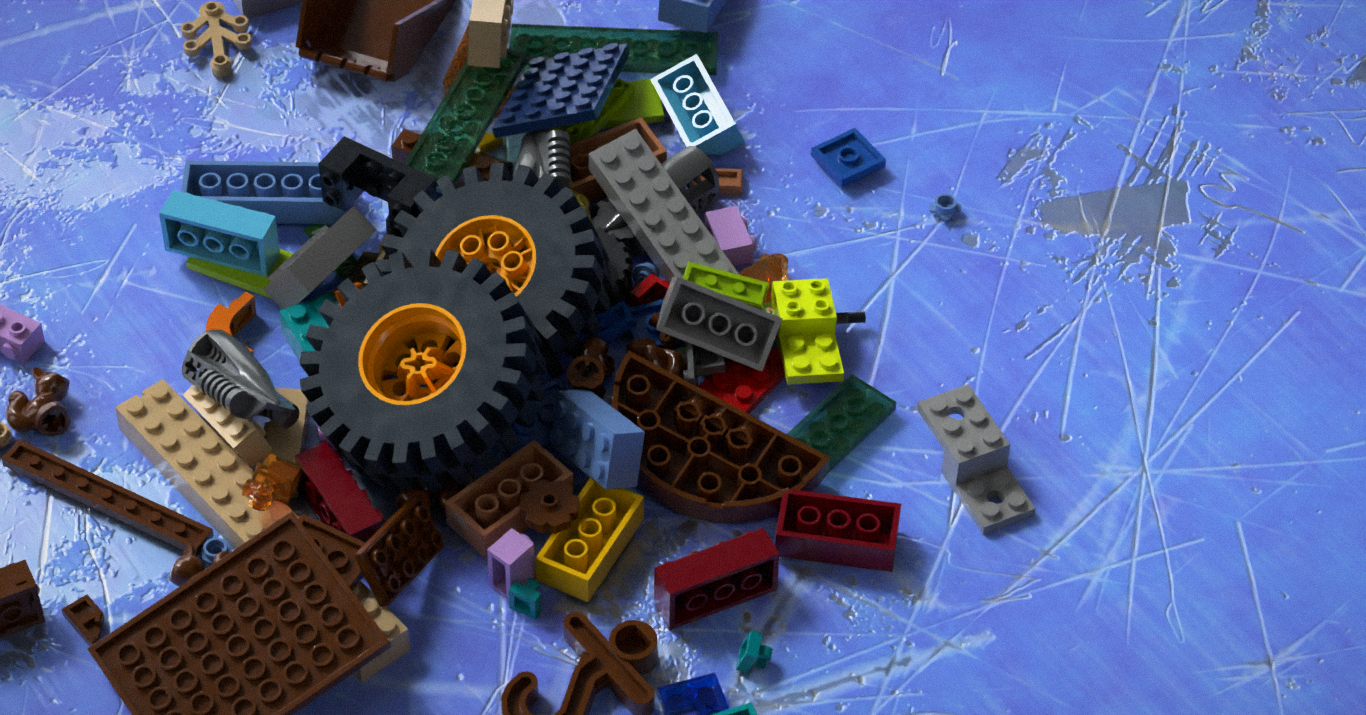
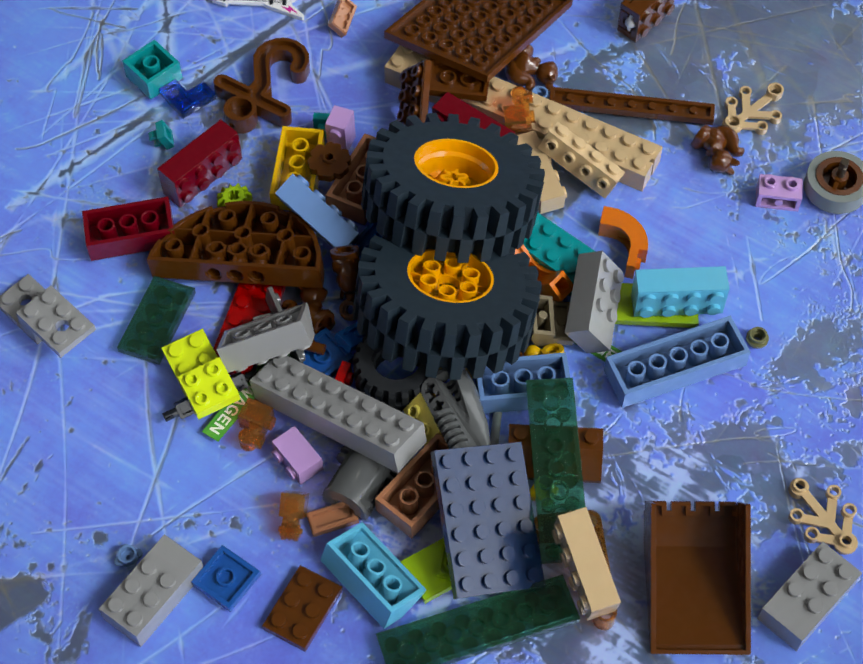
camera: 160 degrees right, 10 degrees up
(85, 619) = (591, 34): reddish brown tile -> none
(154, 200) = (760, 333): none -> olive plate
(235, 379) = (578, 158): dark grey connector -> none
(357, 168) = (576, 359): black plate -> none
(688, 532) = (232, 194): none -> lime gear
(729, 284) = (272, 369): lime tile -> none
(755, 183) = (292, 509): none -> clear orange brick
(779, 117) = (302, 608): none -> reddish brown plate
(928, 163) = (151, 590): none -> light grey brick

